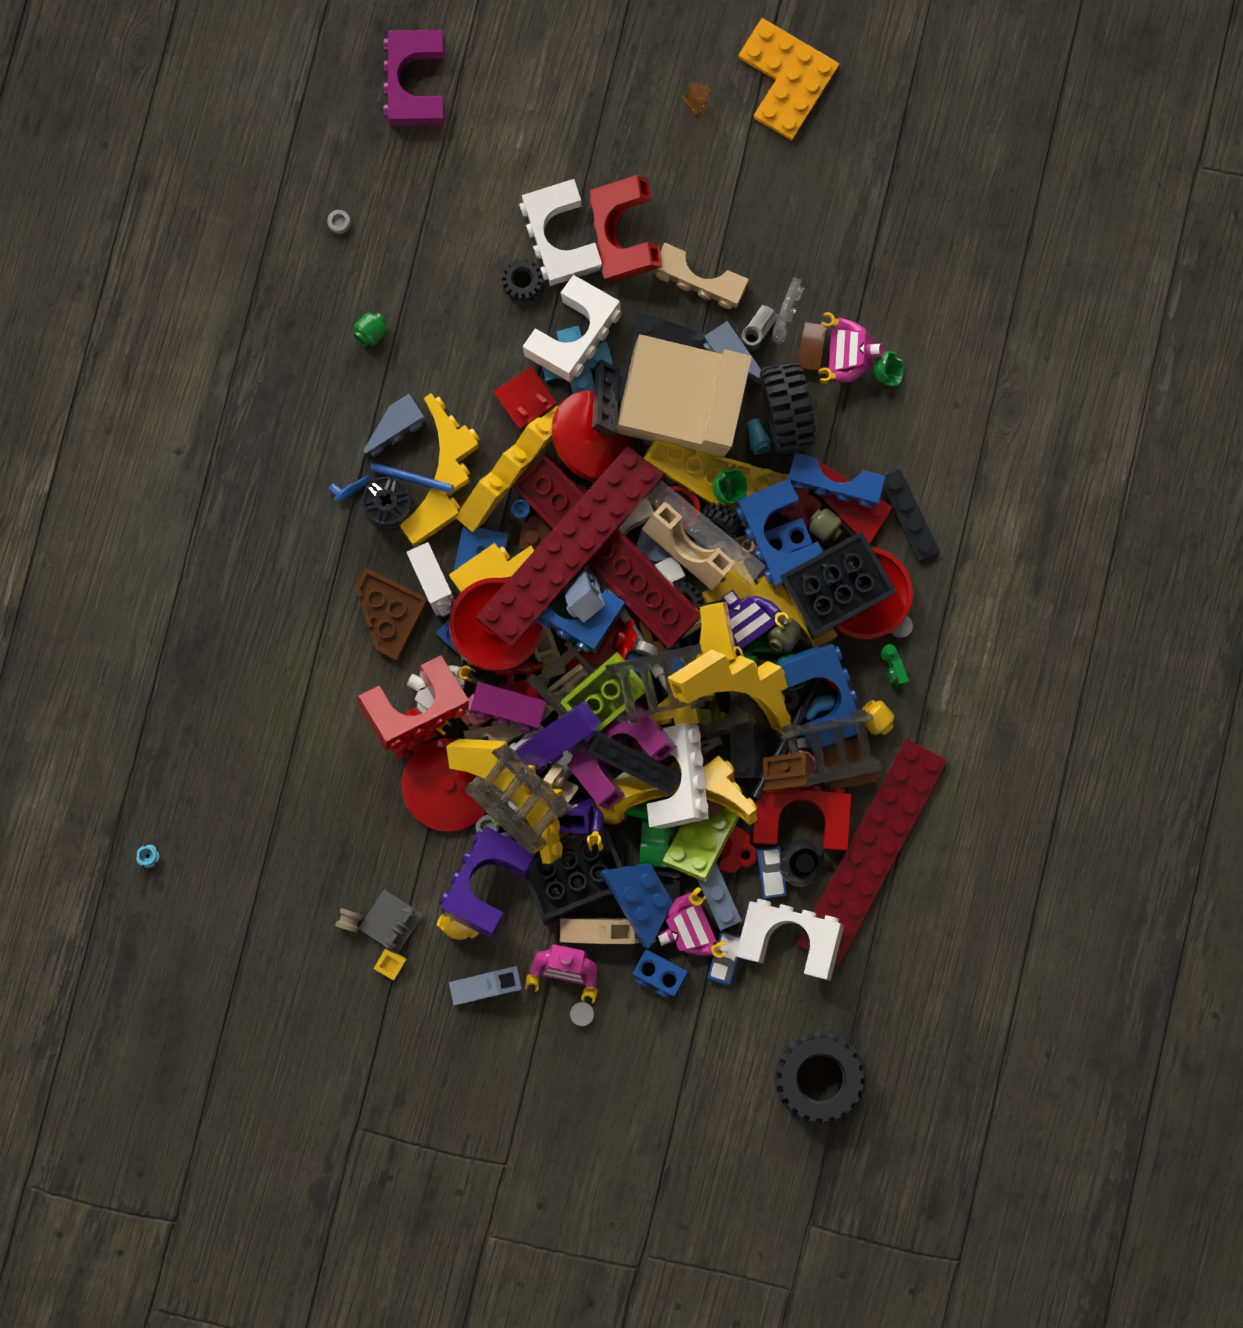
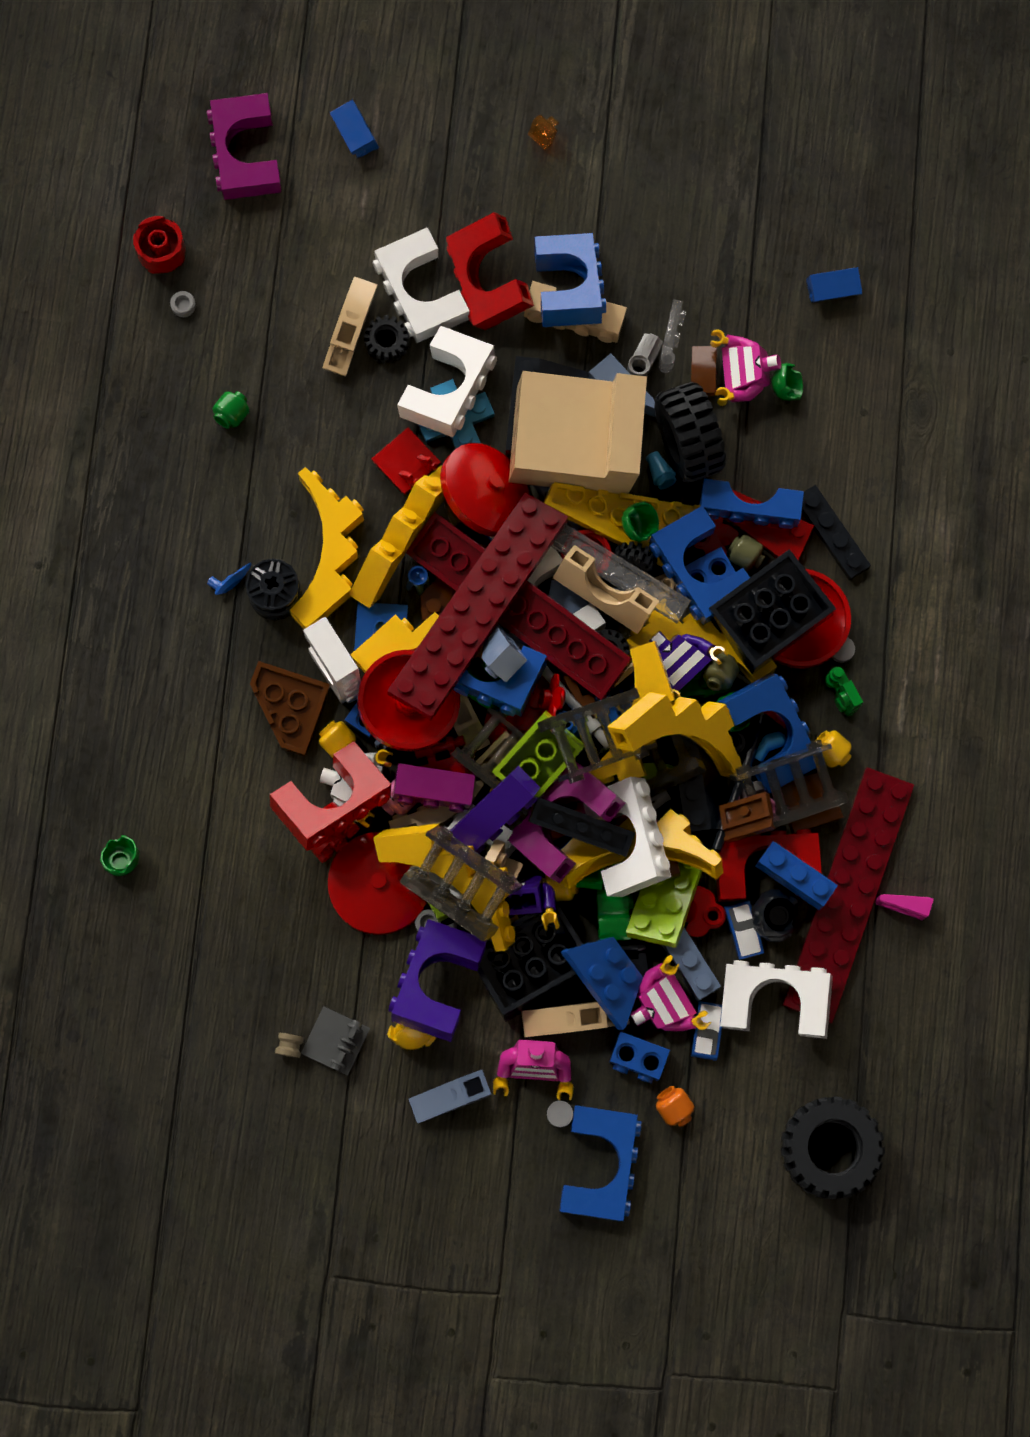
camera: 15 degrees left, 5 degrees down
(141, 856) = (55, 998): medium azure plate -> none
(219, 730) = (120, 856): none -> green hair
(311, 164) = (164, 257): none -> red brick
(389, 963) = (340, 1087): yellow plate -> none
(397, 421) = (272, 502): sand blue slope -> none
(413, 478) = (298, 558): blue bar -> none
(427, 647) = (335, 737): none -> yellow head
(490, 263) = (349, 326): none -> tan slope
(519, 73) = (354, 129): none -> blue hinge
(606, 399) = (494, 448): black plate -> none
(615, 1097) = (620, 1132): none -> blue arch
(645, 649) = (573, 702): light grey tile -> none
(685, 1021) = (675, 1106): none -> orange head
(707, 272) = (576, 254): none -> arch
(799, 76) = (647, 100): light orange plate -> none
(823, 830) = (796, 875): none -> blue brick
(925, 870) = (909, 905): none -> dark pink slope
(946, 281) = (834, 284): none -> blue hinge

